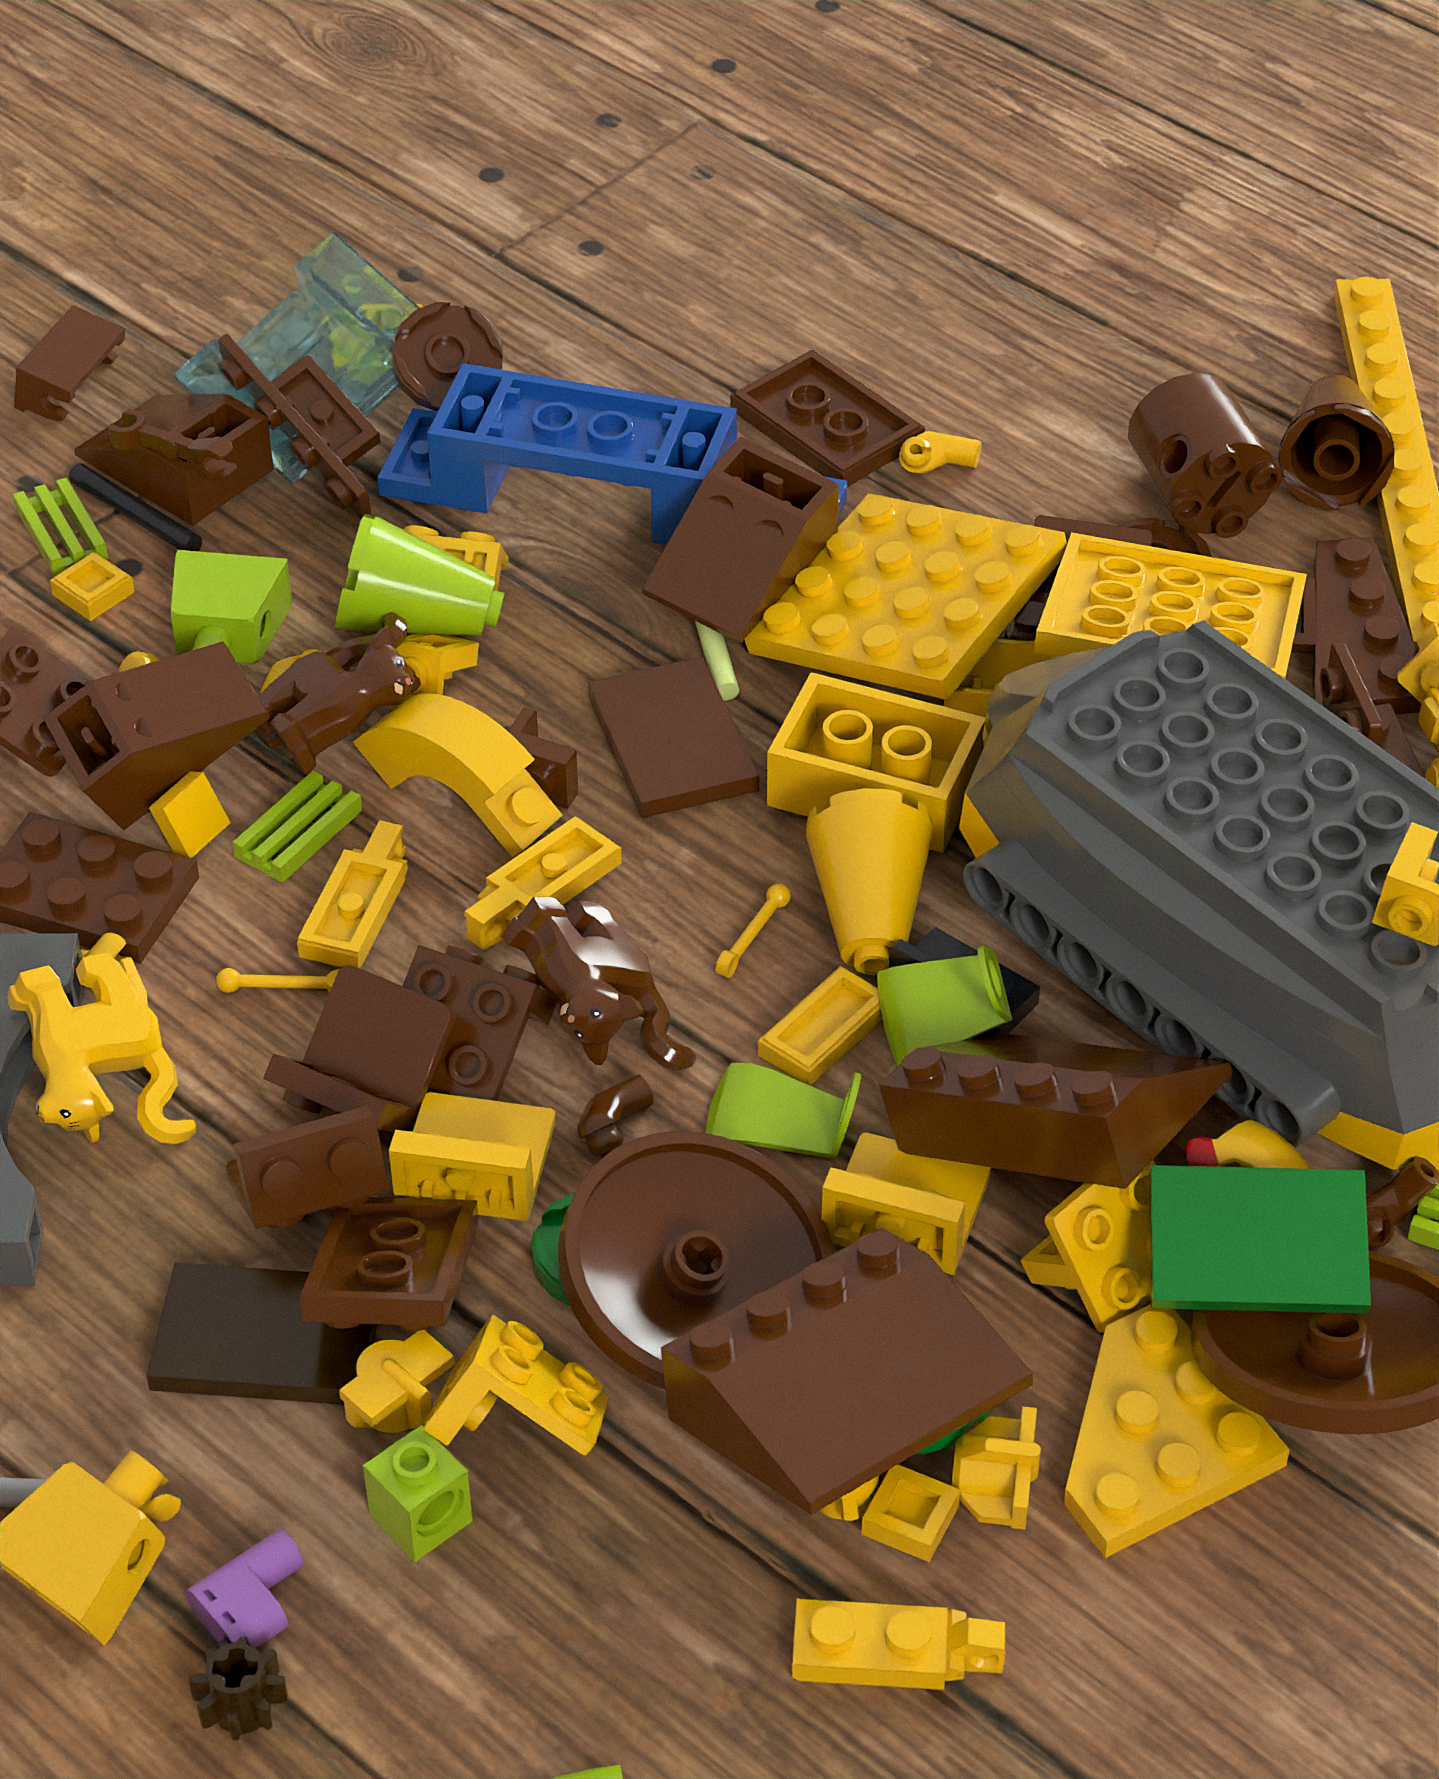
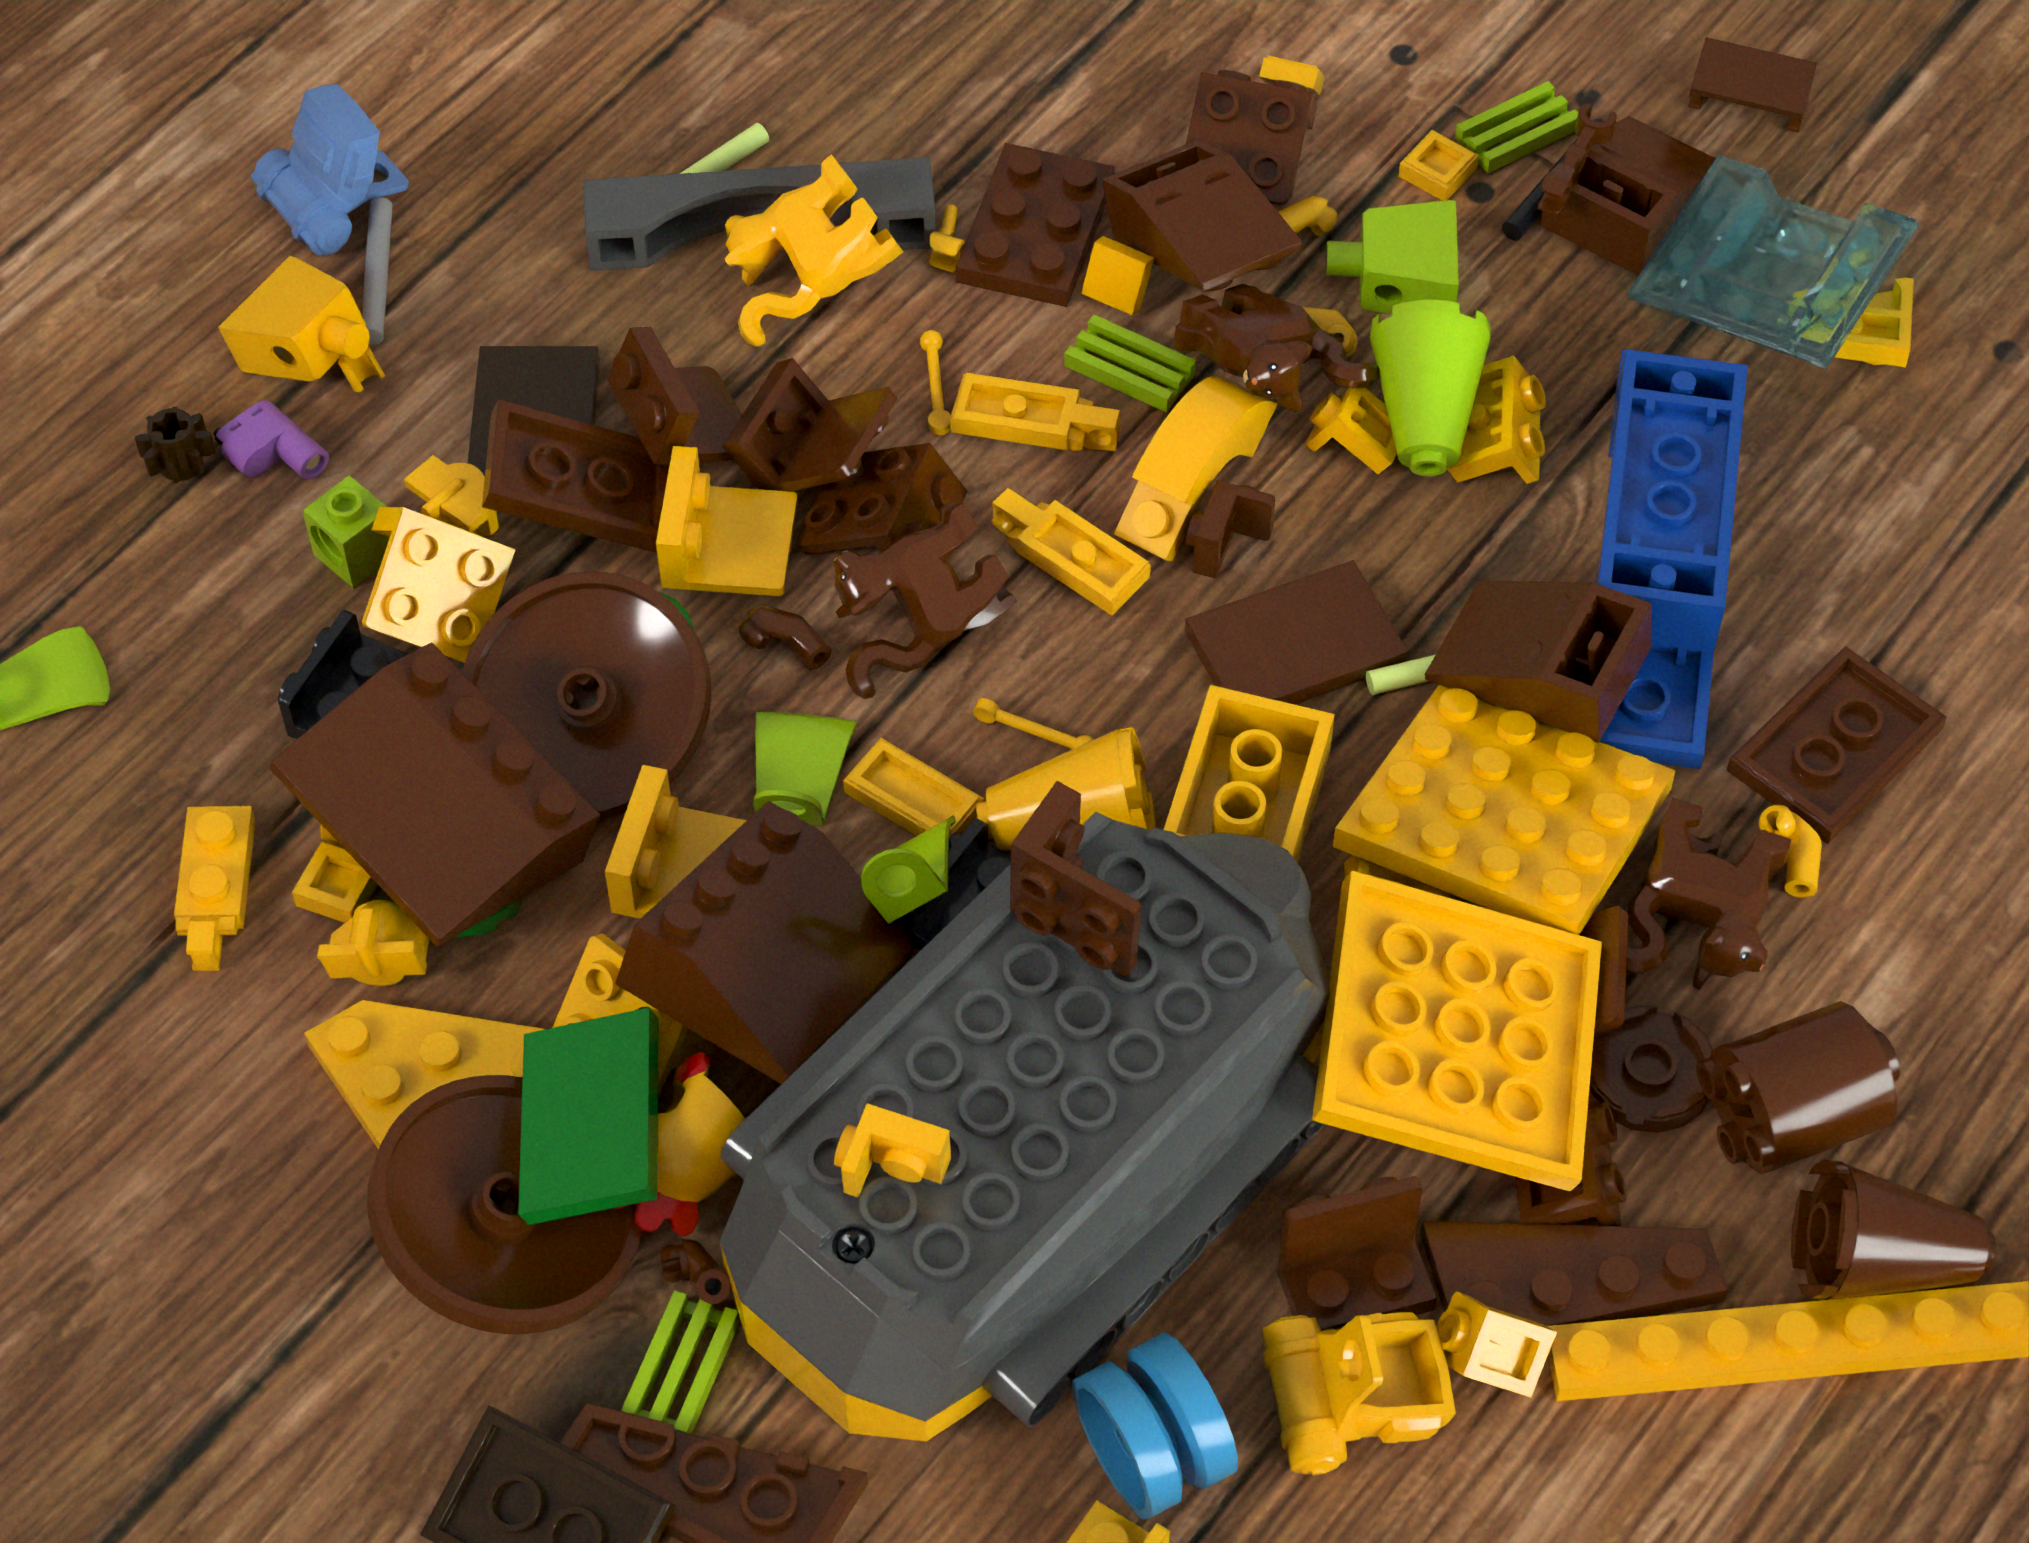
camera: 85 degrees right, 10 degrees up
(315, 416) = (1671, 272): reddish brown bracket -> none
(434, 346) = (1794, 366): reddish brown tile -> none
(636, 1512) = (335, 669): none -> black bracket
(994, 484) = (1701, 888): none -> reddish brown animal
(1134, 728) = (1062, 899): none -> reddish brown bracket

